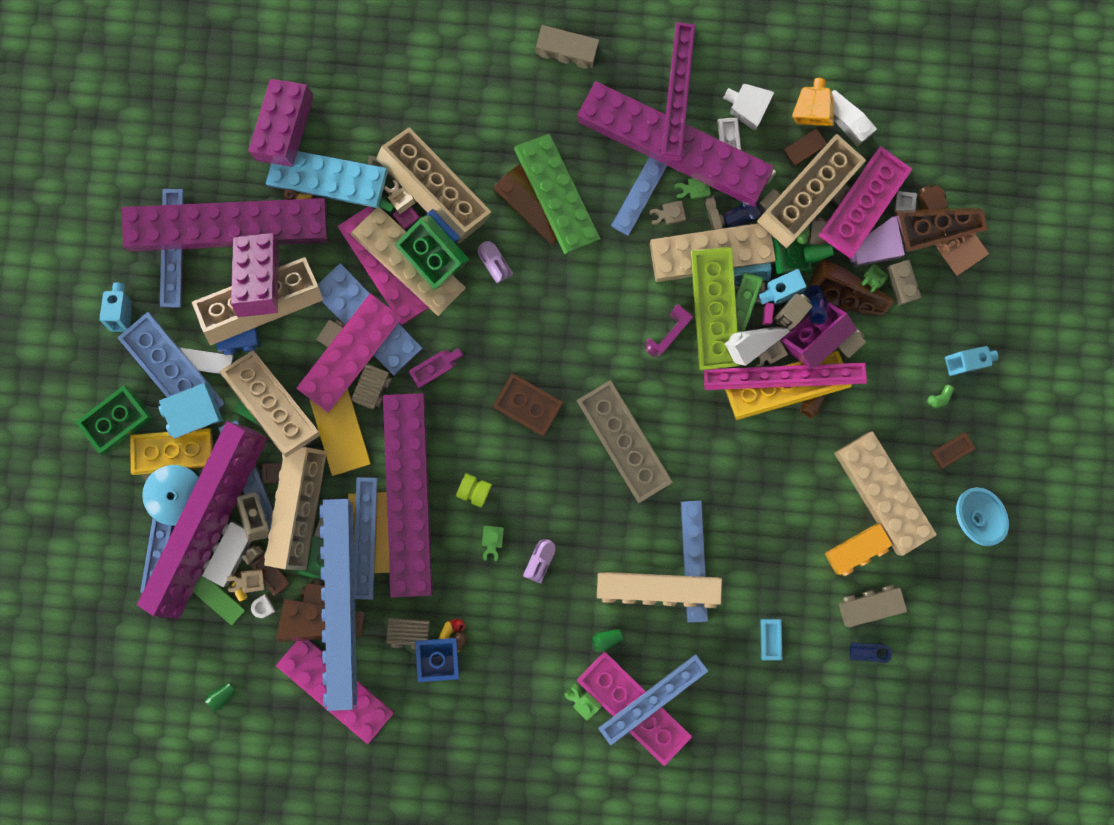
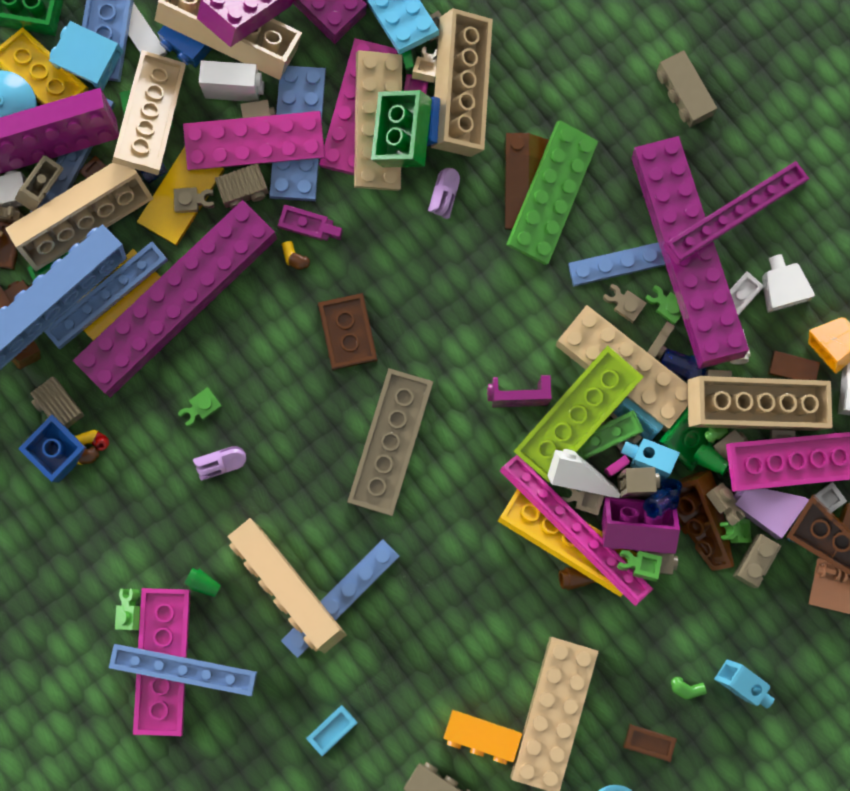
camera: 50 degrees right, 5 degrees down
(295, 332) = (230, 81): none -> white brick
(348, 429) = (188, 200): none -> dark tan plate
(448, 397) = (293, 259): none -> reddish brown arm
(473, 490) = (229, 347): lime wheel -> none
(846, 354) = (644, 564): none -> bright green plate
(851, 269) = (725, 502): none -> dark tan plate

